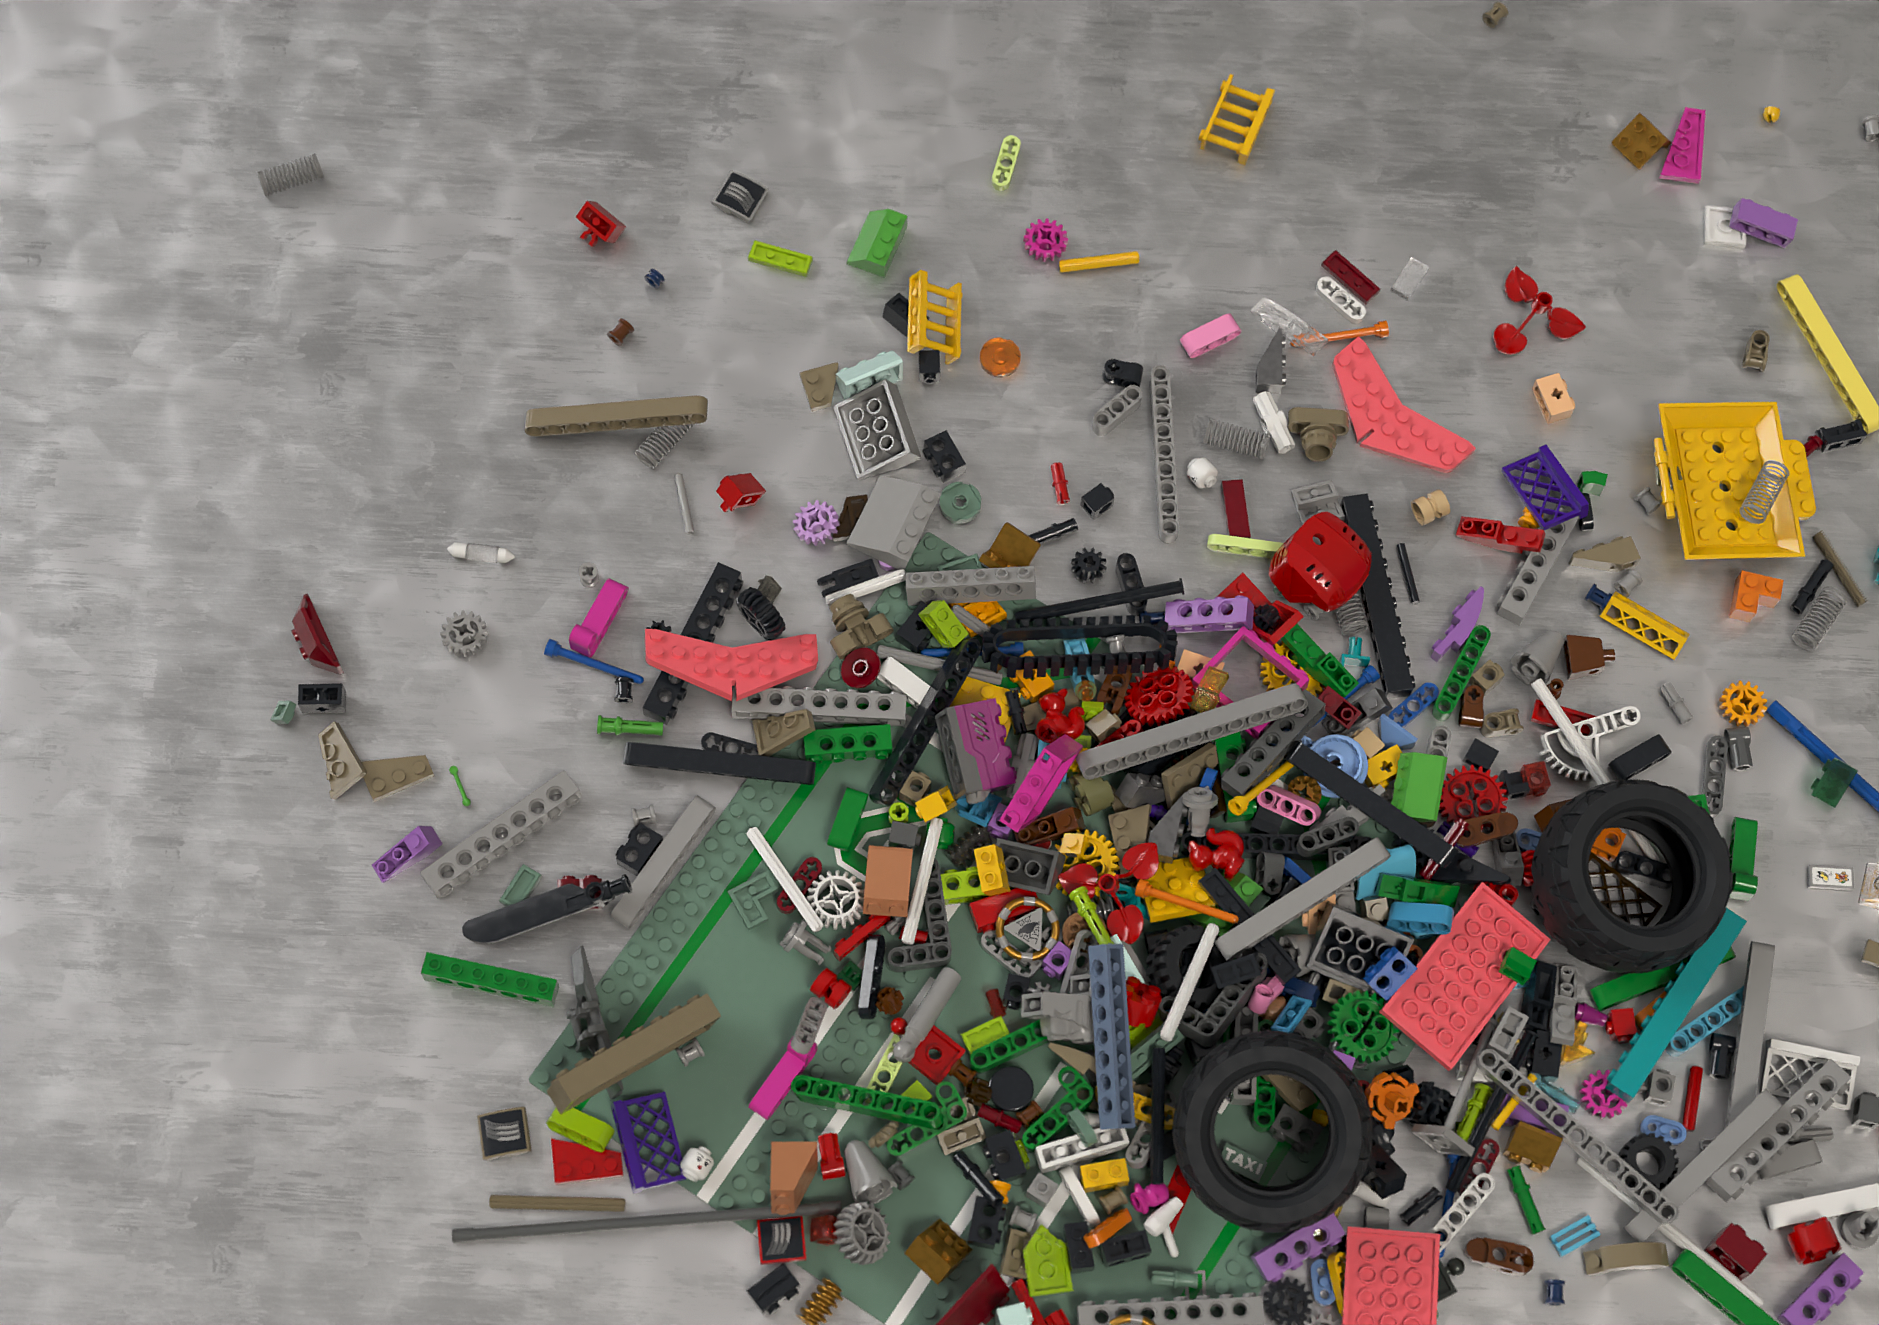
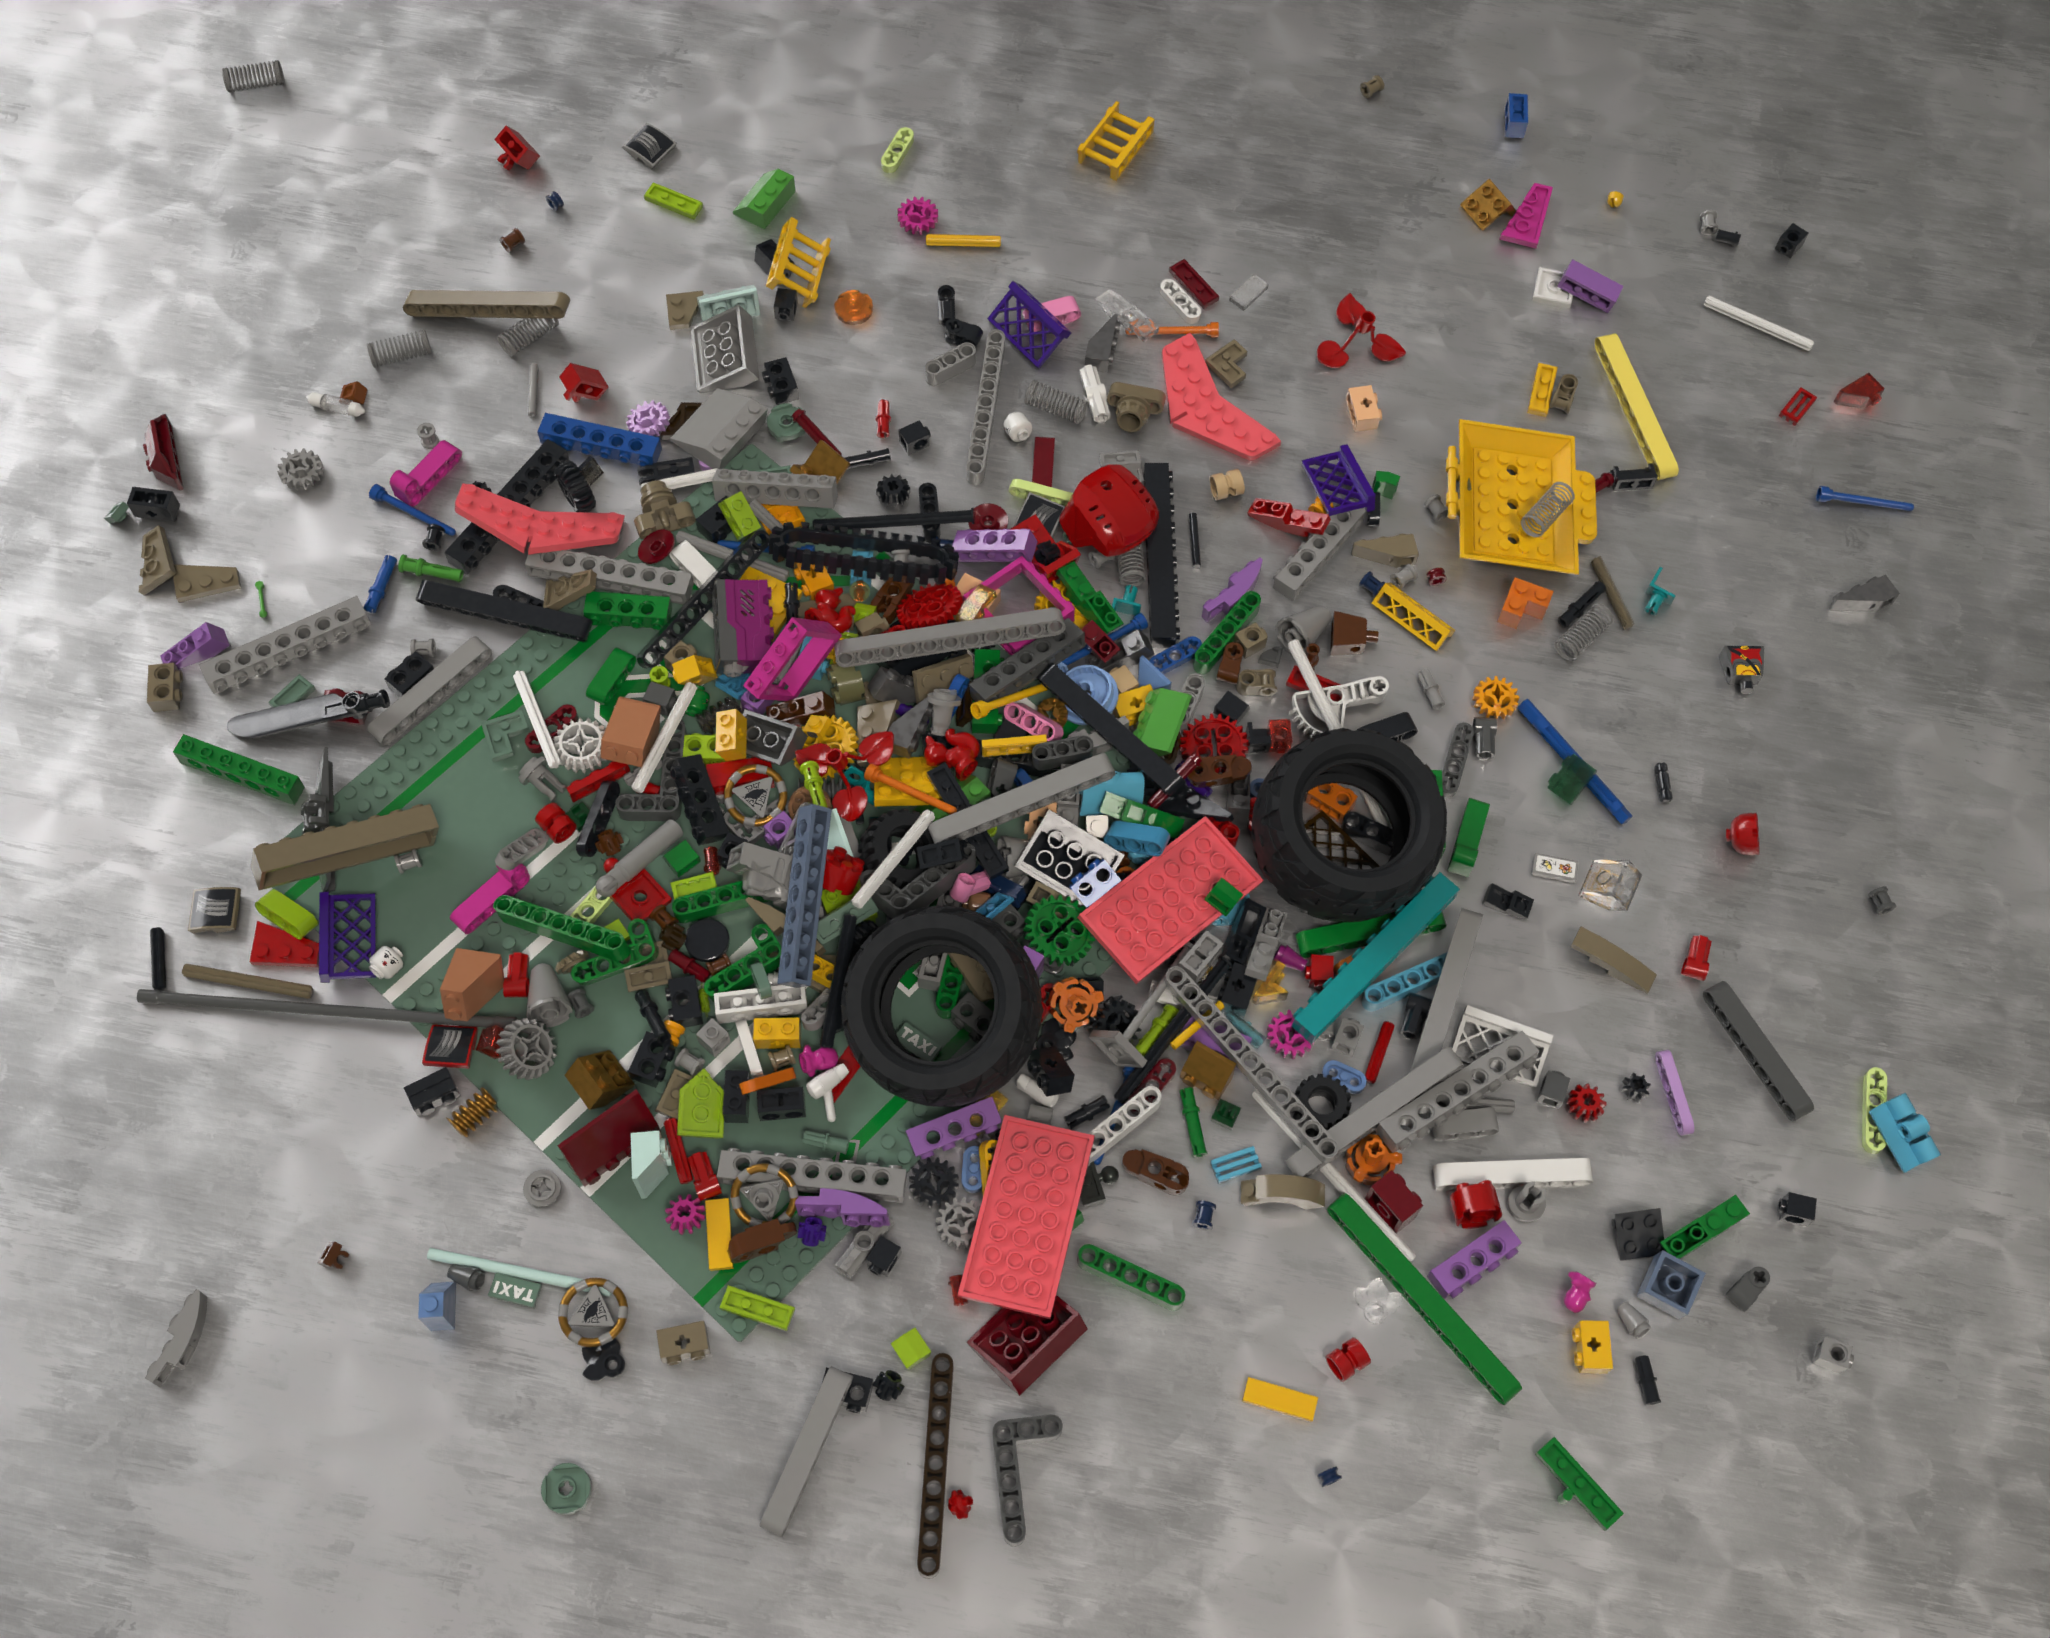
camera: 10 degrees right, 5 degrees down
(383, 902) = (159, 687): none -> dark tan brick
(460, 1194) = (158, 958): none -> black axle
(495, 535) = (355, 392): none -> dark orange slope
(561, 469) = (375, 360): none -> light grey piece
(580, 758) = (377, 591): none -> blue pin
(762, 545) = (600, 440): none -> blue brick
(964, 1005) = (681, 858): none -> green piece
(982, 946) = (702, 789): none -> black brick
(992, 510) = (811, 429): none -> dark red axle
(1098, 344) = (946, 306): none -> black piece
(1198, 338) = (1040, 312): none -> dark purple fence
(1198, 577) = (989, 514): none -> dark red dish
(1251, 564) = (1045, 510): none -> black slope
(1276, 836) = (1011, 745): none -> yellow tile
(1400, 366) = (1224, 363): none -> dark tan plate
(1510, 691) = (1271, 657): none -> dark grey tile
(1555, 1186) = (1225, 1114): none -> dark green tile
(1654, 30) = (1516, 115): none -> blue brick
(1661, 578) = (1436, 576): none -> dark red bush
(1706, 1209) = (1371, 1158): none -> orange piece
(1732, 348) = (1542, 390): none -> yellow tile
(1791, 921) = (1509, 903): none -> black slope

